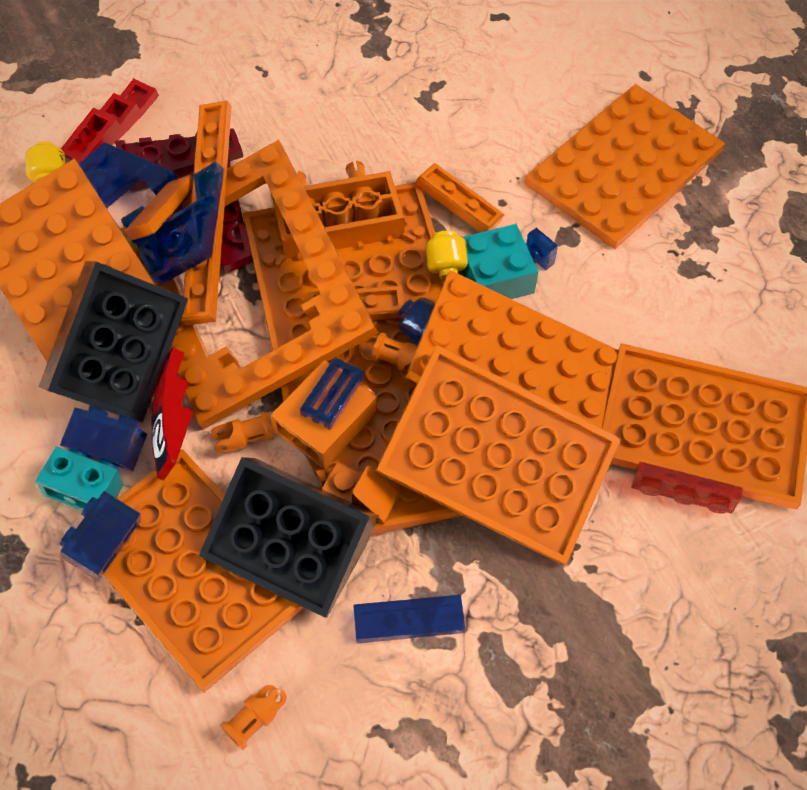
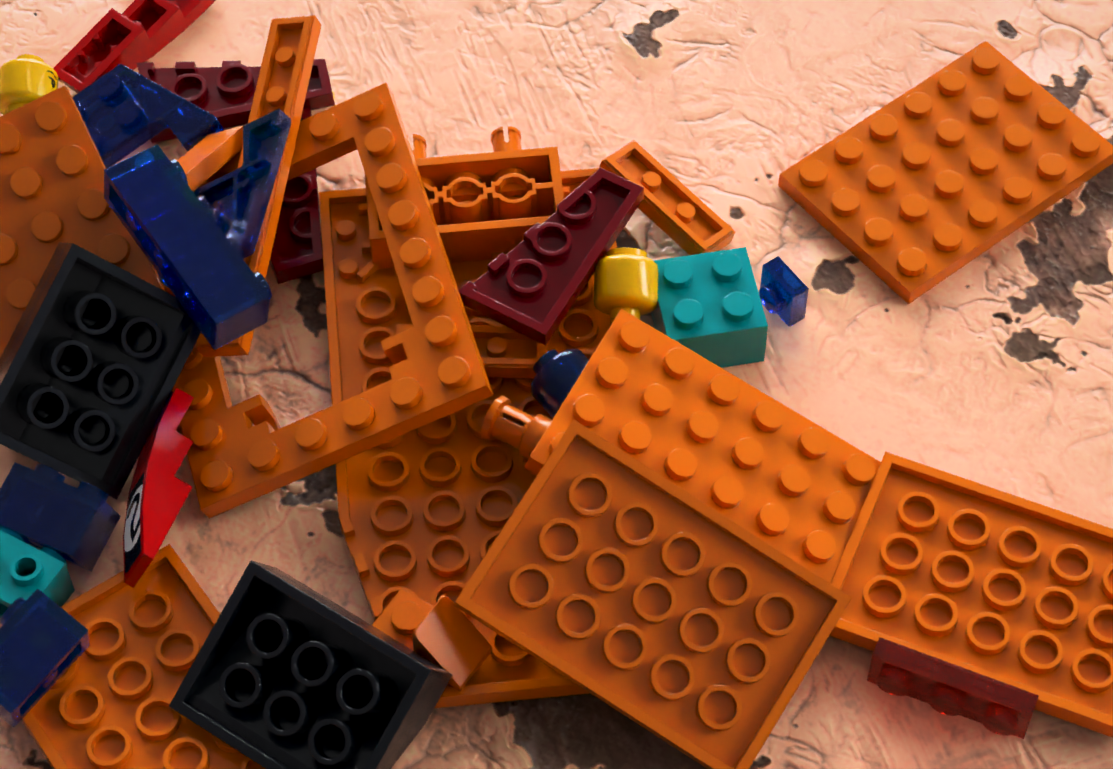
camera: 10 degrees right, 5 degrees down
(169, 255) = (187, 246): none -> clear blue brick
(242, 433) = (261, 531): orange piece -> none
(312, 438) = (394, 511): orange brick -> none
(319, 414) = (399, 517): clear blue tile -> none
(399, 246) = (556, 259): none -> dark red wing

